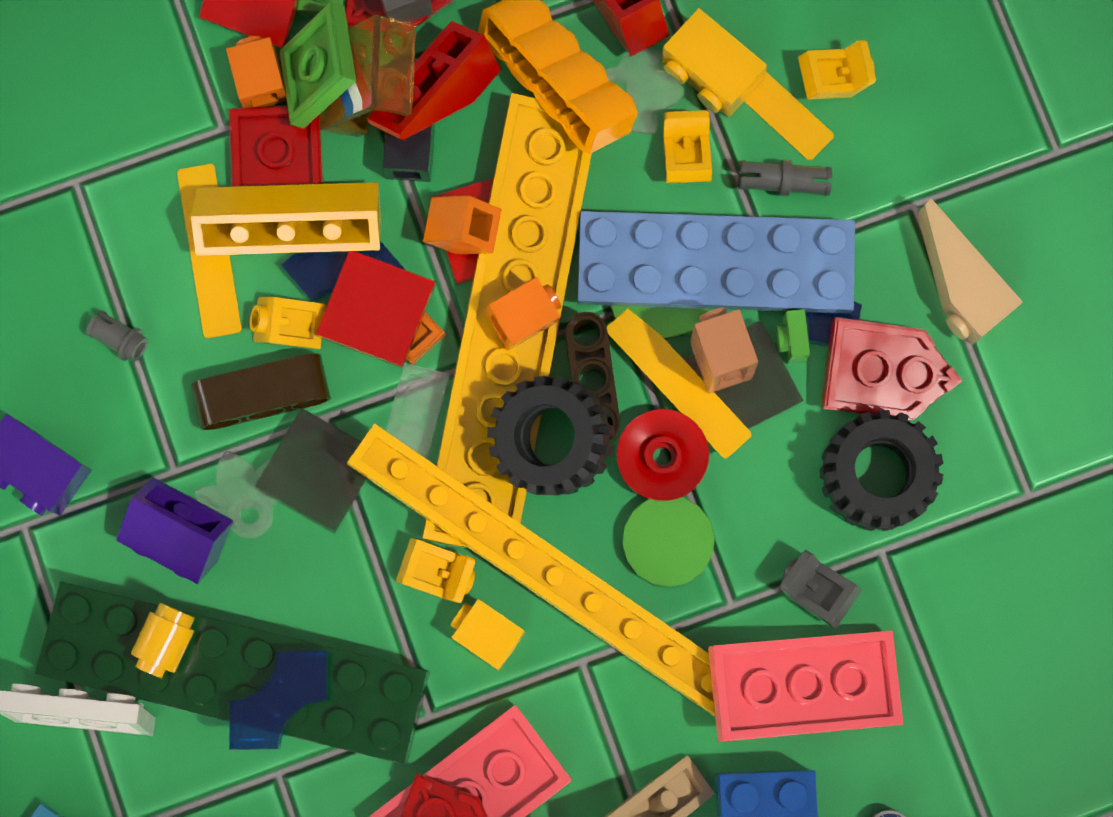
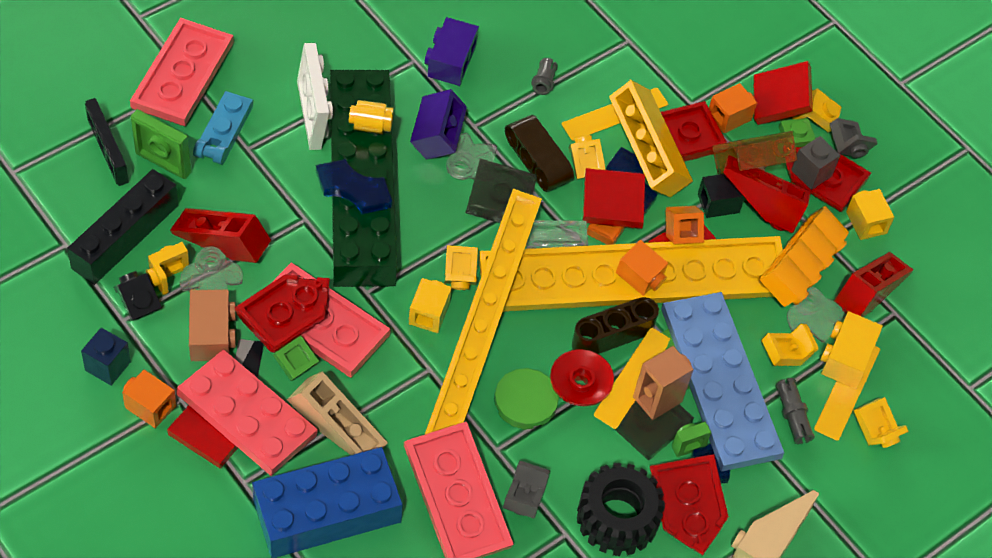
camera: 65 degrees right, 25 degrees down
(317, 65) = (750, 128): bright green tile -> none
(514, 428) = (570, 295): black tyre -> none

